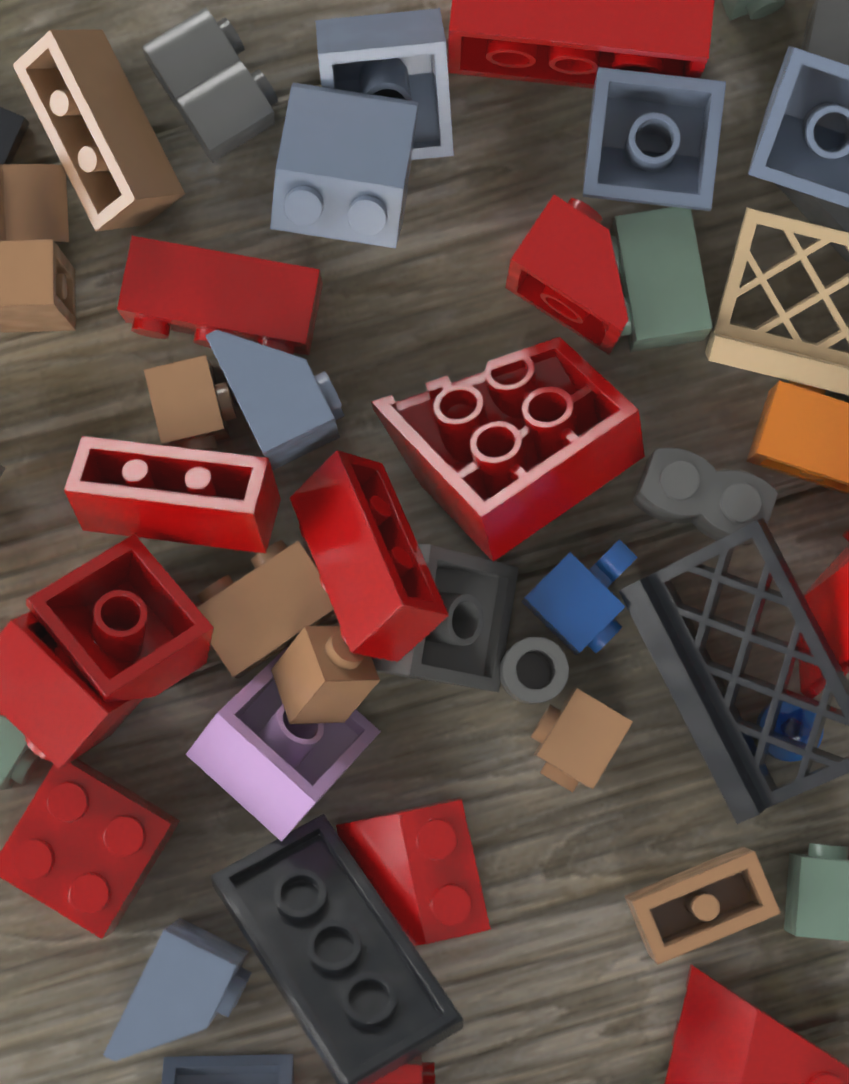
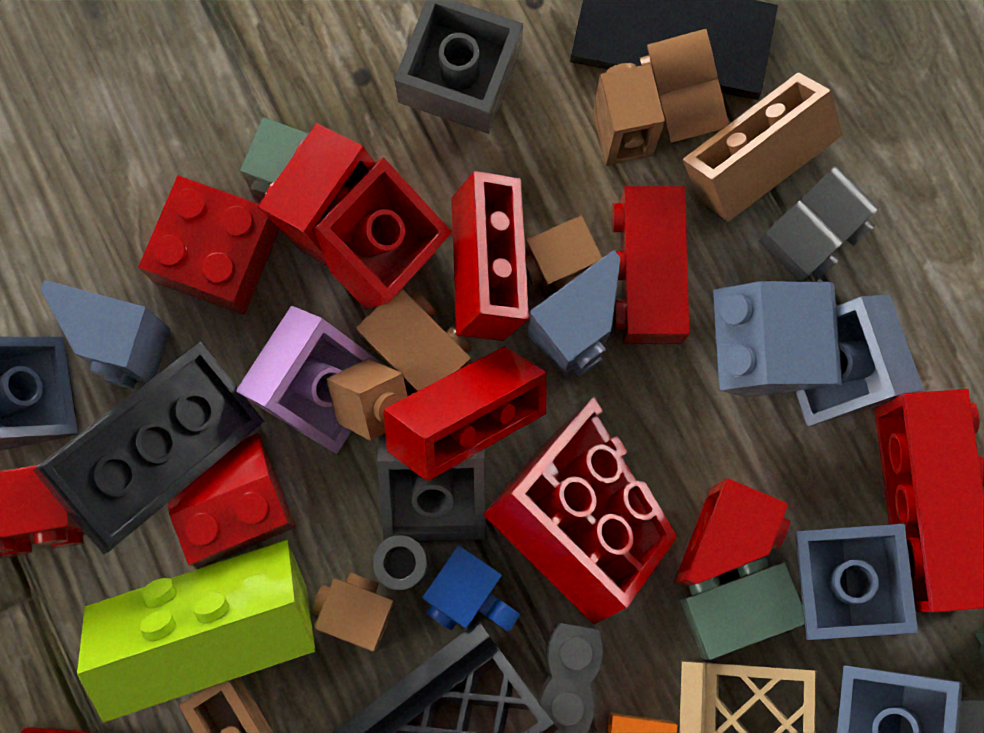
camera: 80 degrees right, 5 degrees down
(571, 932) = (194, 631): none -> lime brick

